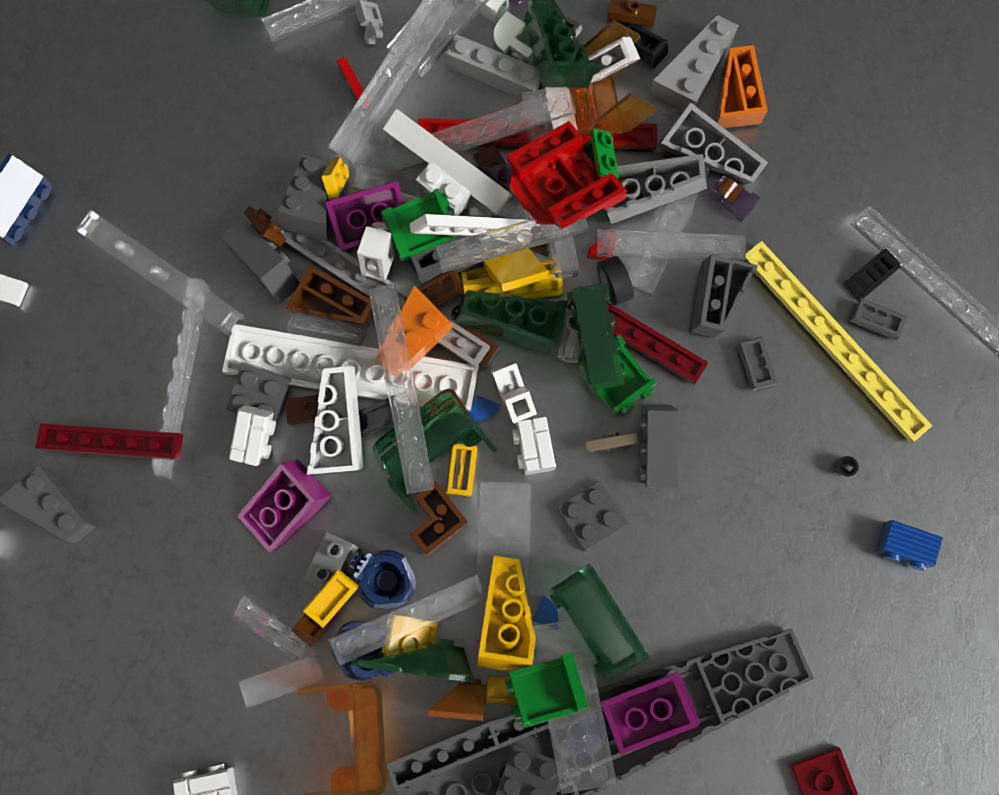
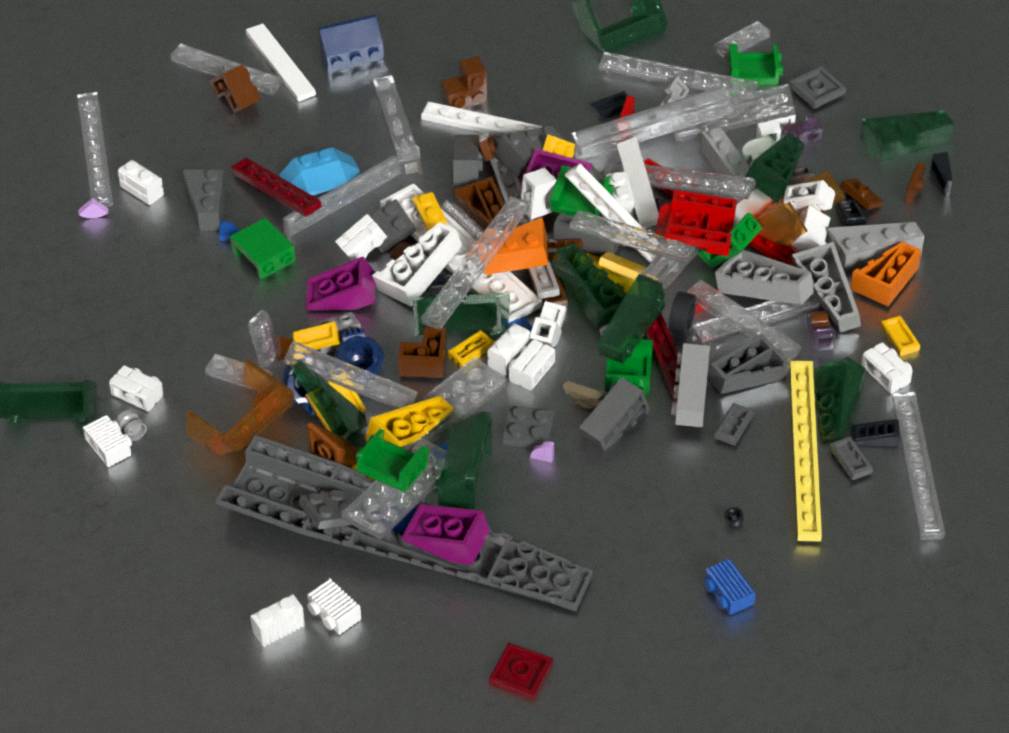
camera: 45 degrees right, 30 degrees down
(108, 524) = (226, 230): none -> blue tile
(131, 385) = (320, 171): none -> dark azure wedge
(164, 520) = (263, 247): none -> green panel
(174, 165) = (467, 88): none -> reddish brown brick
(221, 194) = (473, 120): none -> white tile
(282, 347) = (429, 210): none -> yellow plate
(322, 78) = (609, 106): none -> black tile
(501, 434) = (507, 348): none -> white brick
(630, 534) = (543, 452): none -> lavender tile
(633, 81) = (817, 227): none -> white brick
(698, 357) = (692, 385): none -> light grey brick
(797, 148) = (900, 335): none -> yellow tile
(813, 262) = (837, 393): none -> clear green wedge
(824, 195) = (887, 367): none -> white brick

